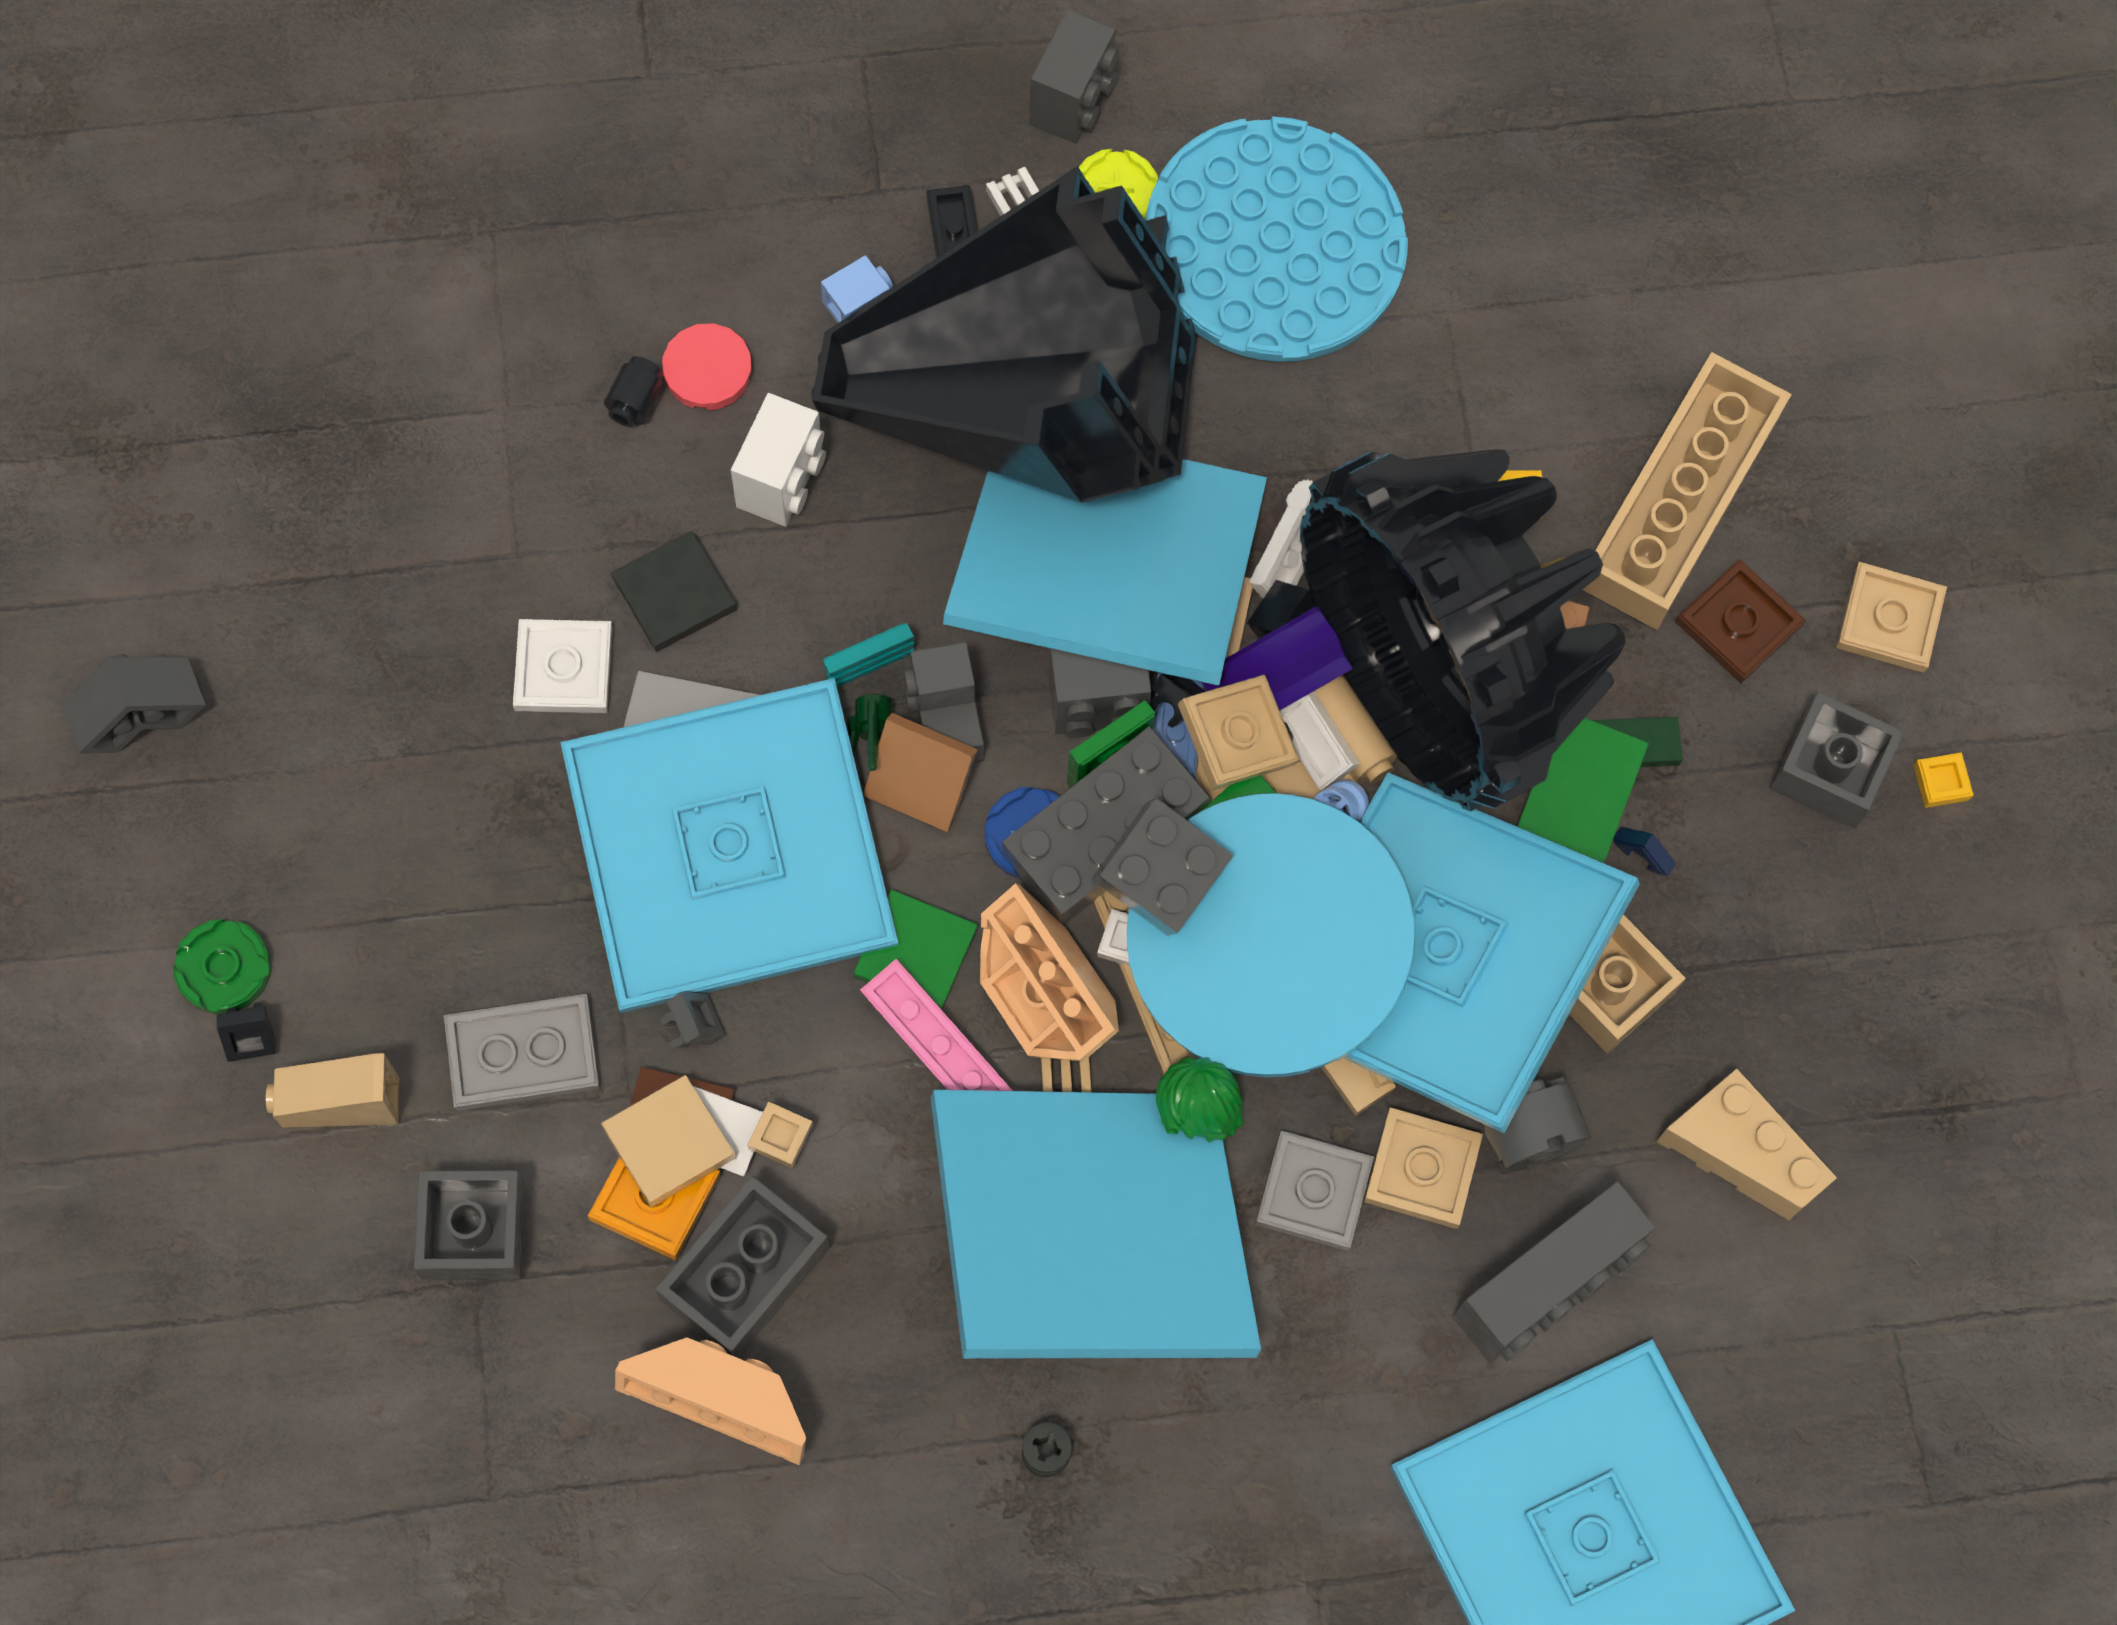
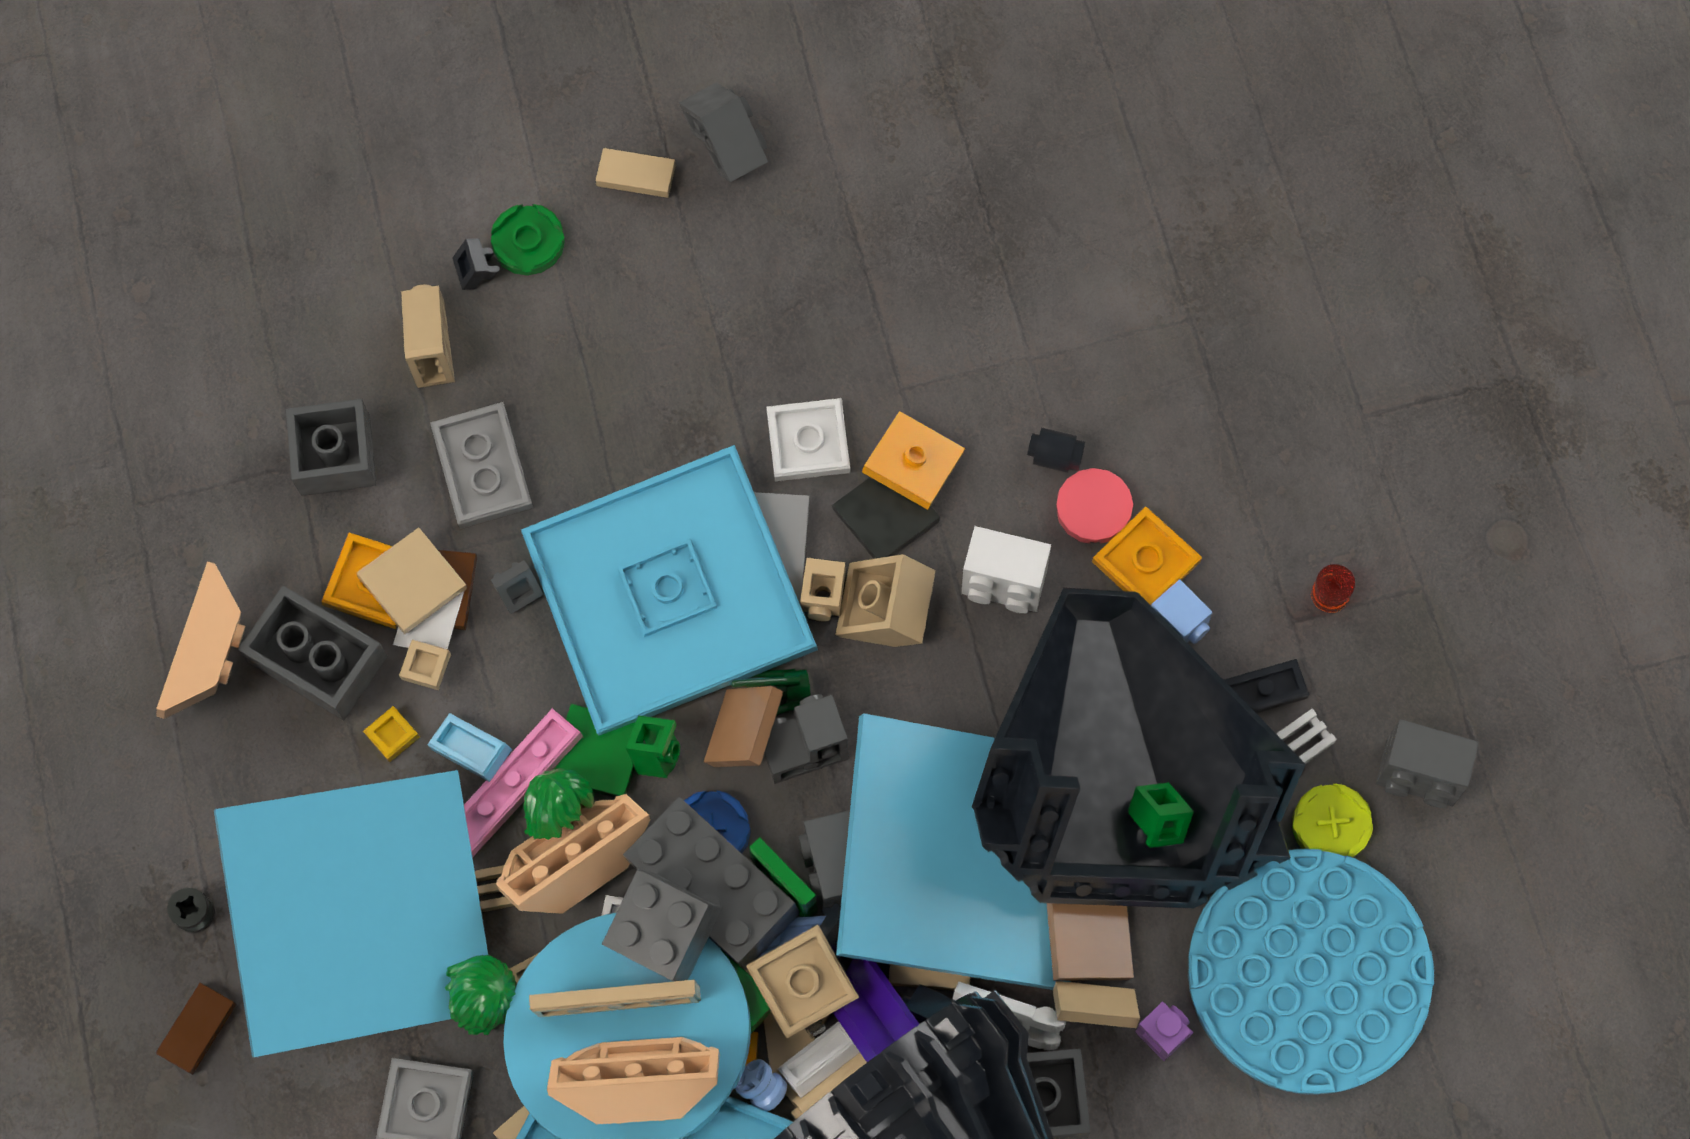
camera: 90 degrees right, 0 degrees up
(159, 823) = (635, 172): none -> tan tile
(616, 547) = (913, 460): none -> light orange plate
(755, 654) = (822, 576): none -> tan brick
(781, 320) = (1146, 557): none -> light orange plate
(787, 603) = (886, 601): none -> tan slope
(855, 1192) = (391, 734): none -> yellow tile
(859, 145) = (1330, 596): none -> clear red wheel
(869, 655) = (847, 673): teal tile -> none
(891, 1094) = (469, 747): none -> medium azure tile
(927, 873) = (661, 749): none -> green brick
(983, 993) = (555, 801): none -> green hair
(1087, 340) = (1160, 814): none -> green brick
(1192, 1455) = (196, 1028): none -> reddish brown tile
(1221, 447) = (1089, 942): none -> medium nougat tile
(1237, 933) = (615, 998): none -> tan tile
(1289, 449) = (1096, 1004): none -> tan tile
(1325, 387) = (1164, 1030): none -> medium lavender brick
(1337, 906) = (635, 1079): none -> light nougat wedge

